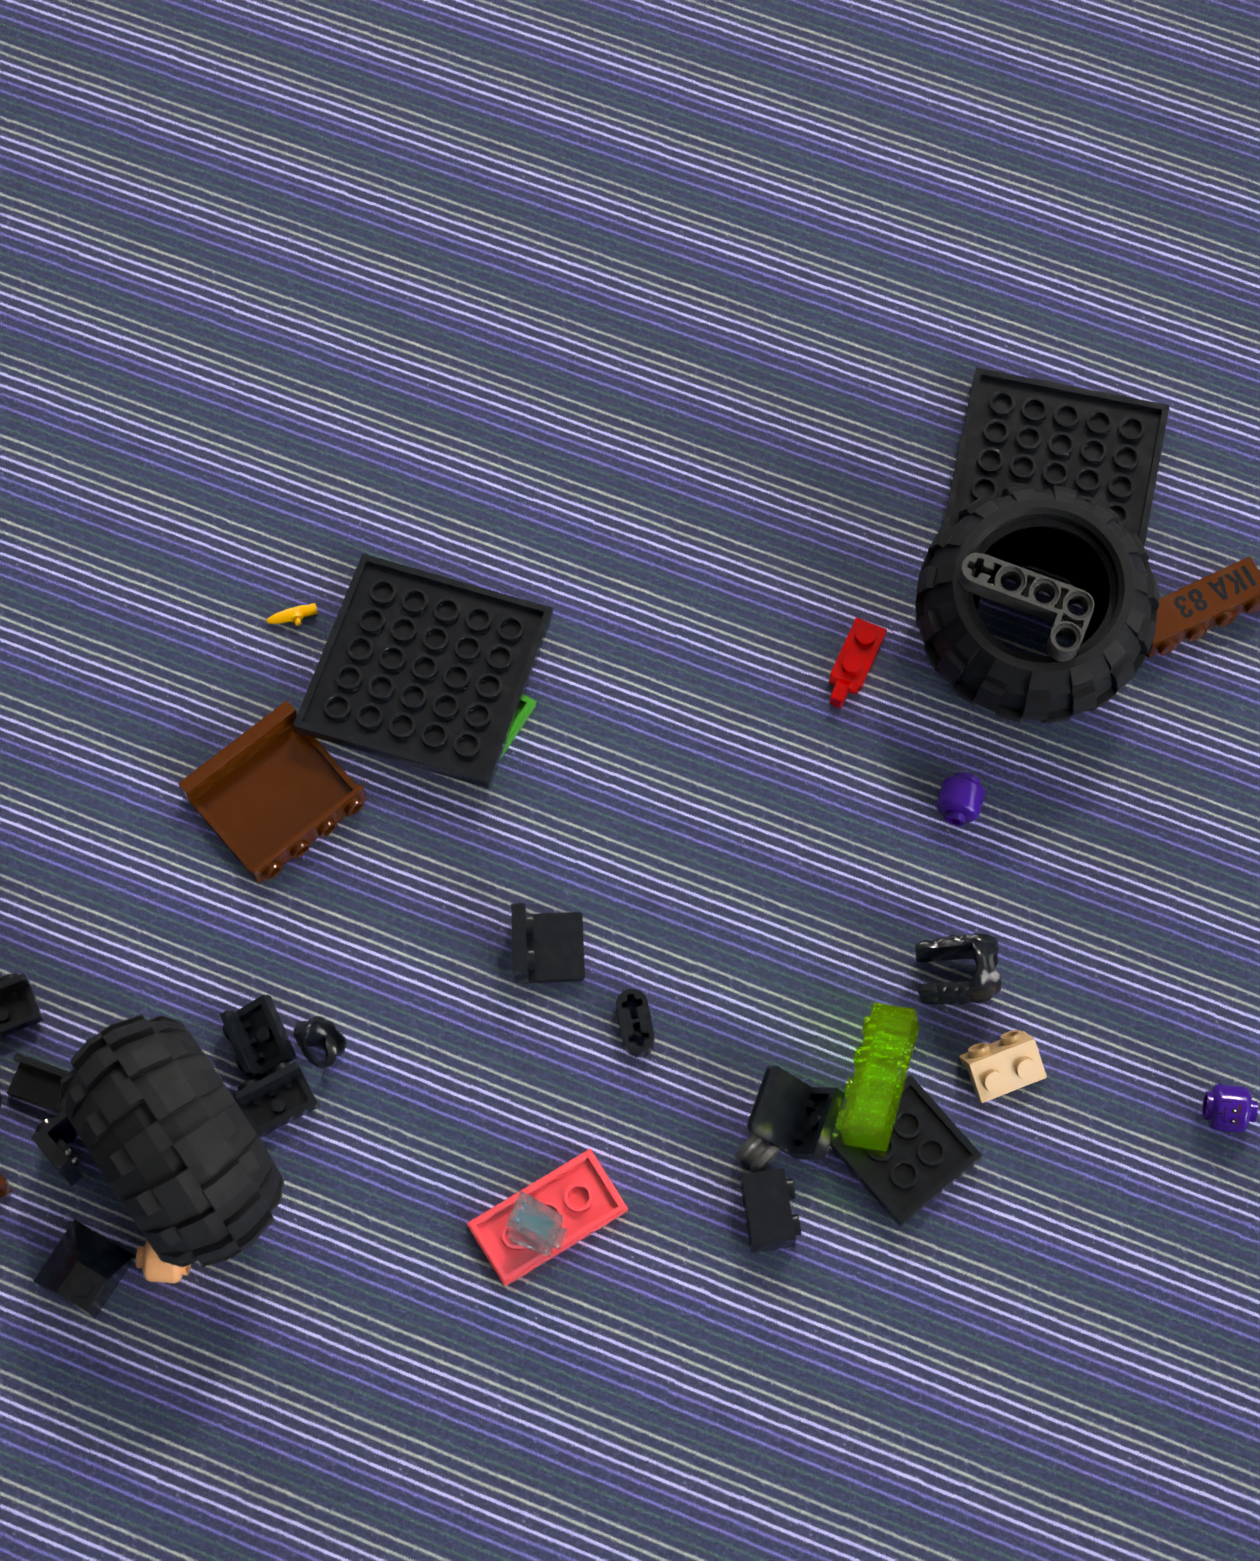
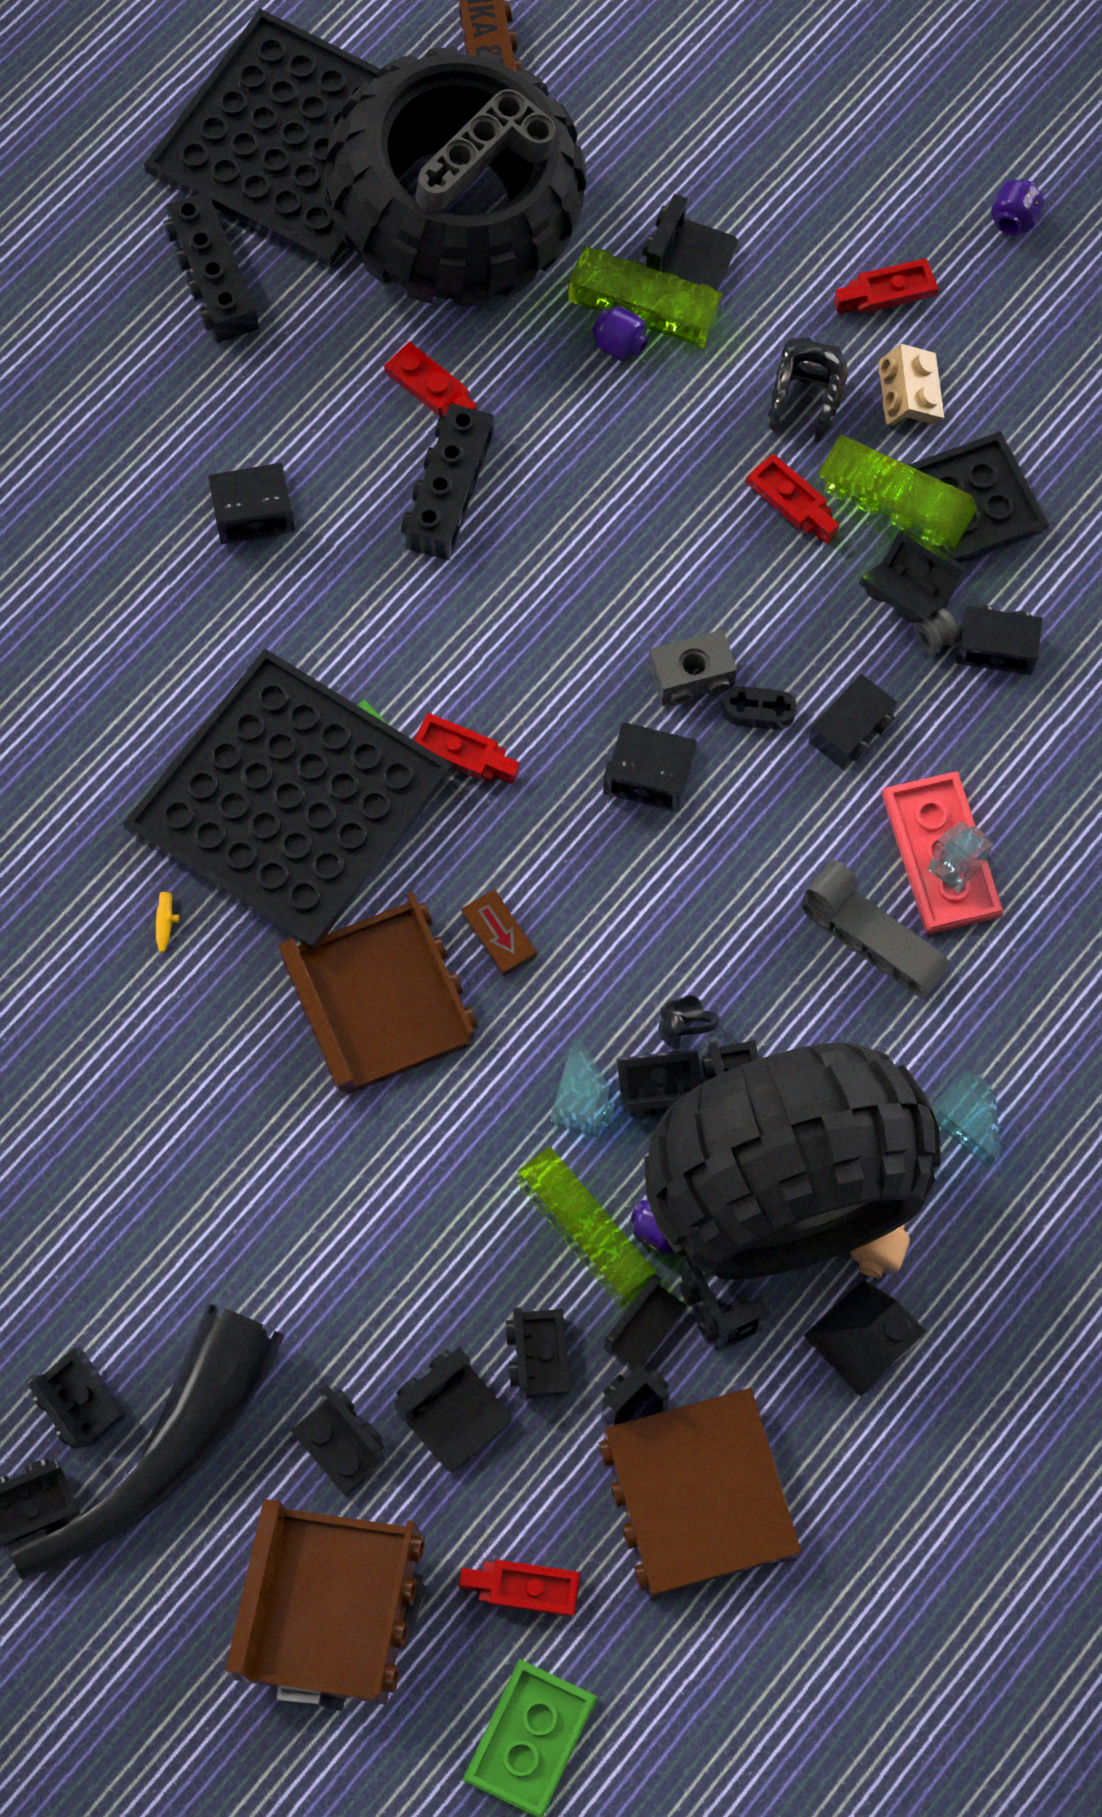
camera: 75 degrees left, 0 degrees up
(124, 997) = (585, 1226): none -> clear neon green brick
(232, 977) = (582, 1095): none -> clear light blue slope
(301, 1304) = (970, 1117): none -> clear light blue slope
(359, 871) = (498, 933): none -> reddish brown tile
(447, 1176) = (871, 932): none -> dark grey beam
(513, 792) = (466, 750): none -> red hinge
(643, 1104) = (853, 722): none -> black brick
(647, 934) = (705, 652): none -> dark grey brick
(685, 555) = (251, 503): none -> black bracket
(761, 702) = (448, 482): none -> black brick
(850, 992) = (793, 498): none -> red hinge
(897, 452) = (211, 266): none -> black brick
(1006, 808) = (659, 298): none -> clear neon green brick
(1066, 830) = (688, 248): none -> black bracket
(1099, 1016) = (887, 288): none -> red hinge

